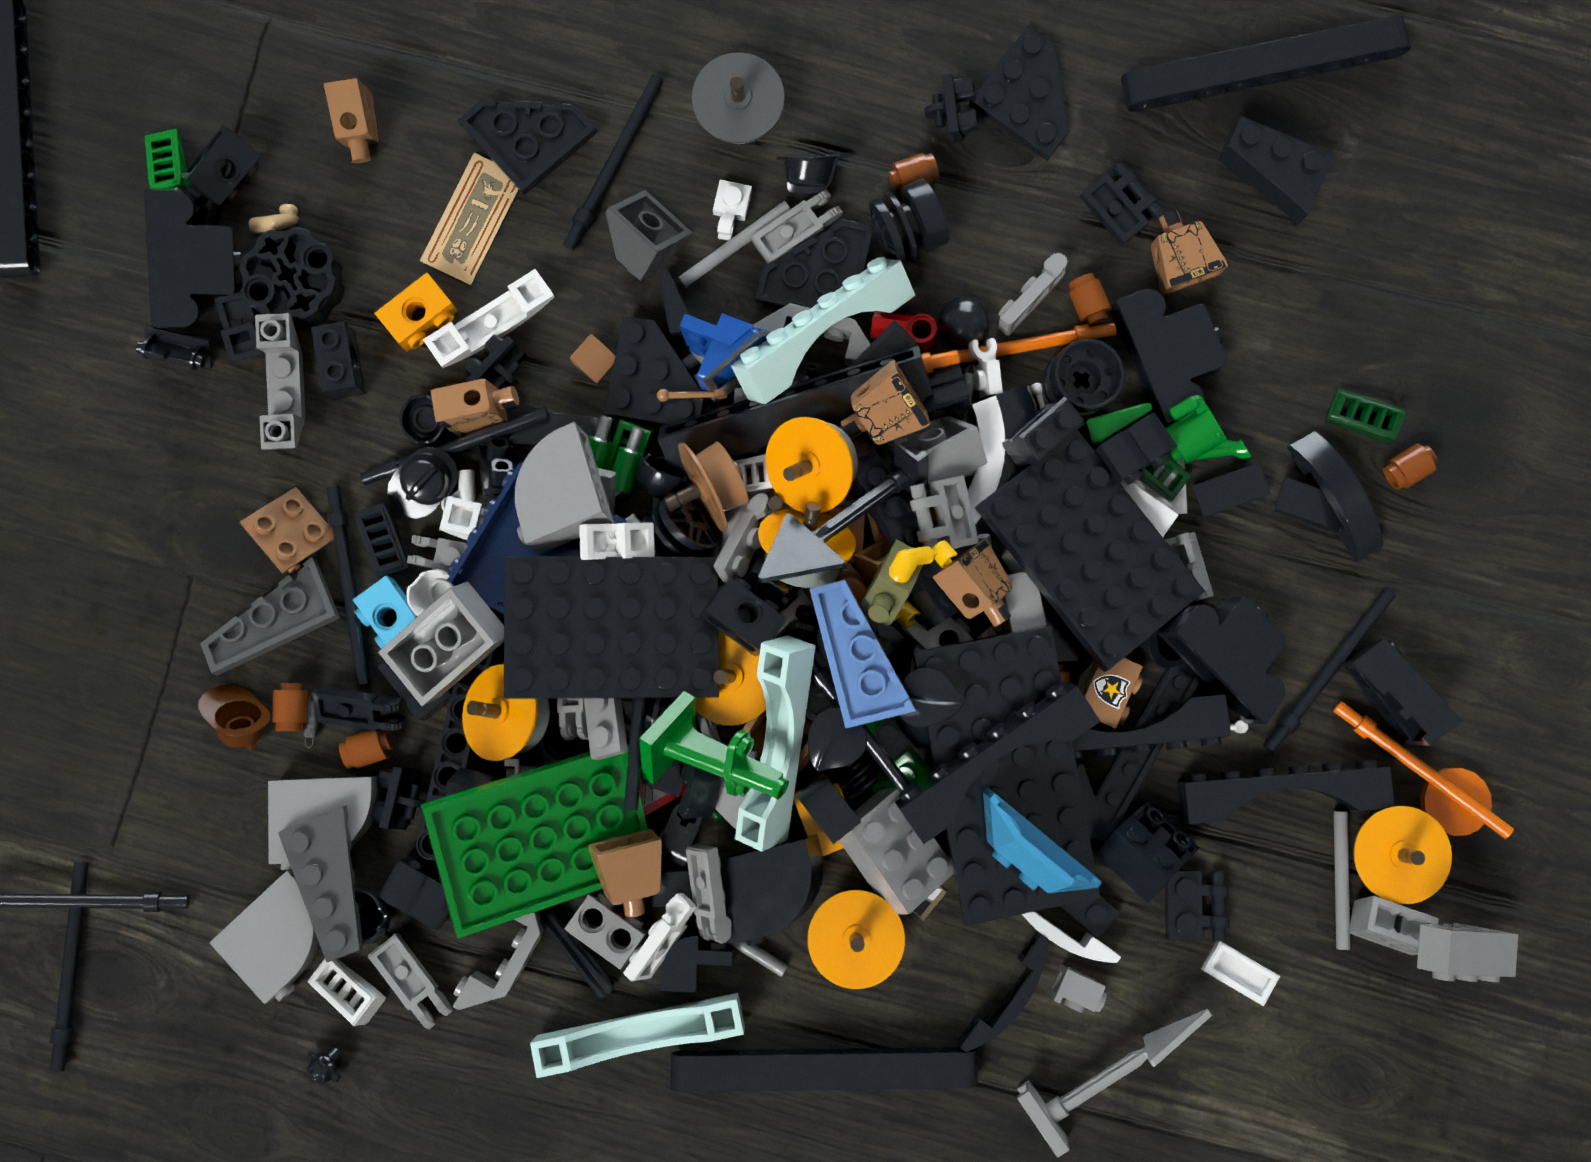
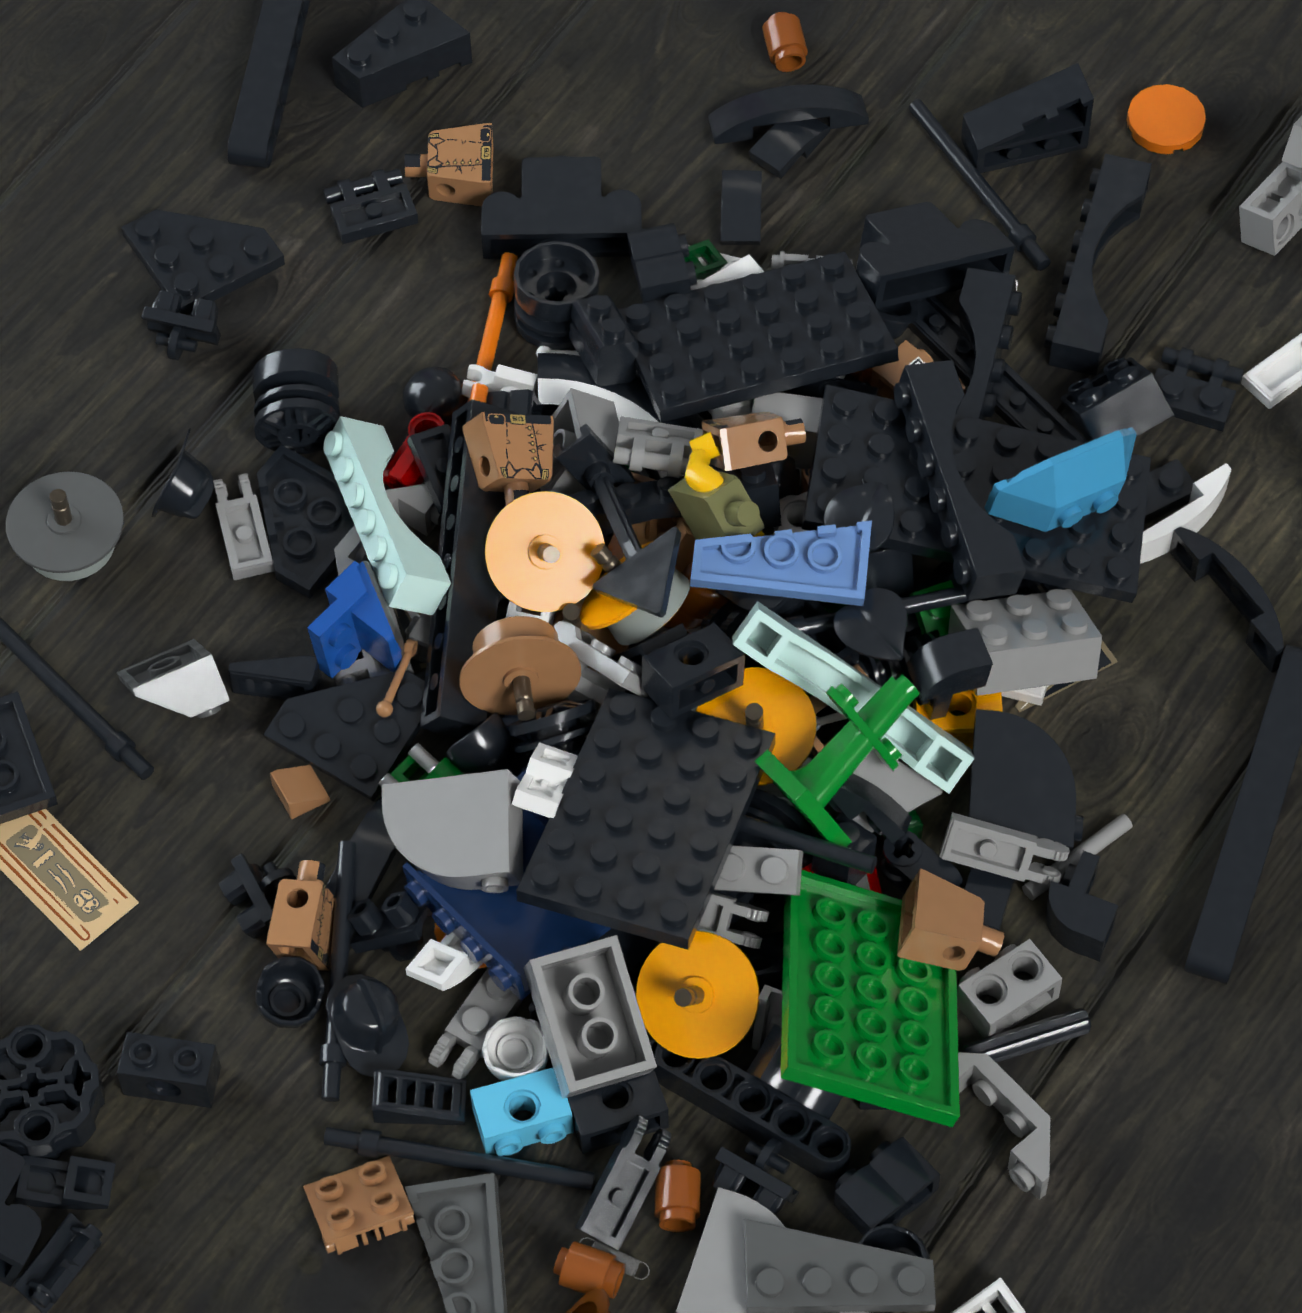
camera: 70 degrees left, 25 degrees down
(284, 381) = (163, 1150): light grey slope -> none
(398, 312) = (154, 986): light orange brick -> none
(409, 979) = (990, 1240): light grey hinge -> none
(466, 487) = (407, 989): white arm -> none
(498, 317) = (197, 880): white slope -> none
(603, 1040) = (1148, 990): light aqua arch -> none
(661, 937) = (1037, 924): white hinge -> none
(731, 246) = (228, 594): light grey bar -> none
(732, 205) = (182, 584): white plate -> none
(856, 939) = (1113, 715): light orange piece -> none
(912, 169) = (235, 387): dark orange brick -> none
(1033, 292) = (432, 316): light grey hinge -> none
(1078, 990) = (1250, 524): light grey brick -> none
(1089, 299) = (466, 267): dark orange brick -> none
(1103, 427) = (618, 279): green slope -> none
(1200, 434) = (666, 202): green piece -> none
(1342, 896) = (1215, 246): light grey bar -> none
(1367, 727) = (1056, 169): orange bar -> none
(1382, 410) = (728, 45): dark green slope -> none
(1402, 855) = (1203, 174): light orange piece -> none

